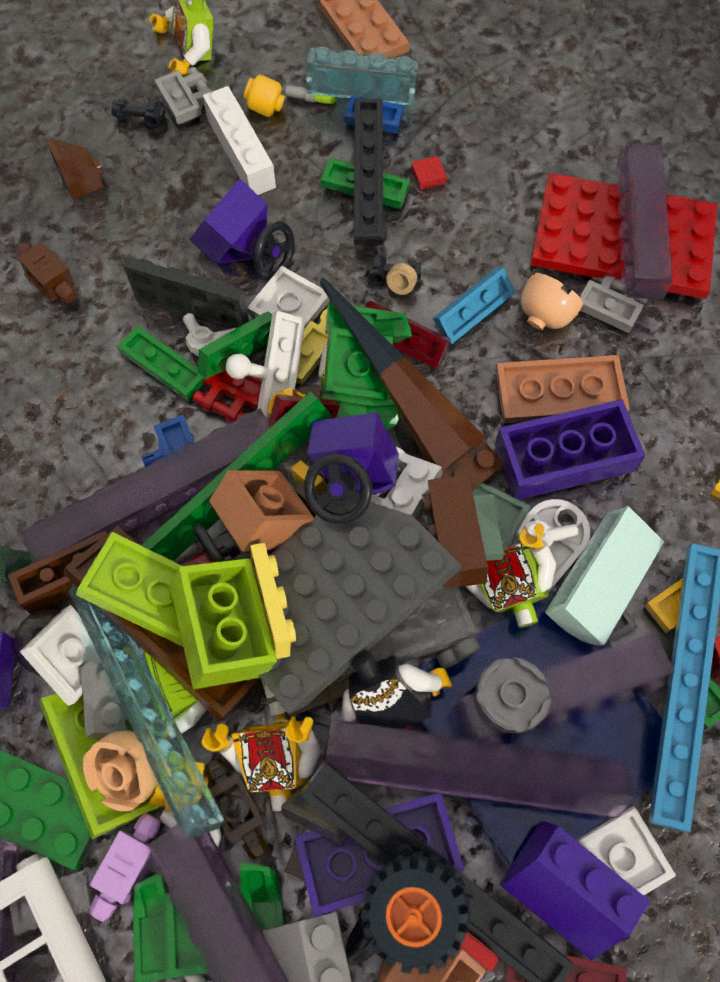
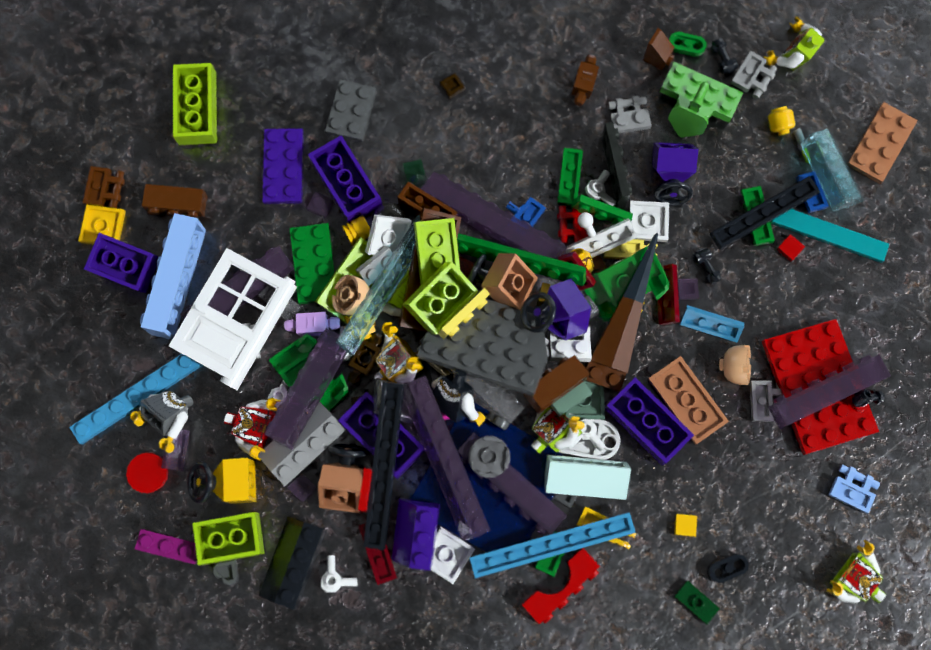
camera: 60 degrees right, 10 degrees up
(23, 701) = (357, 229): none -> yellow piece
(95, 135) = (687, 42): none -> green plate
(143, 244) = (630, 120): none -> light grey plate
(173, 162) = (697, 100): none -> bright green plate
(239, 140) = (738, 127): white brick -> none
(401, 278) = (703, 273): tan tile -> none
(412, 305) = (688, 289): none -> clear purple plate
(416, 912) = (363, 460): black wheel -> none
(441, 123) = (833, 235): none -> teal tile
(673, 188) = (865, 397): none -> black bar

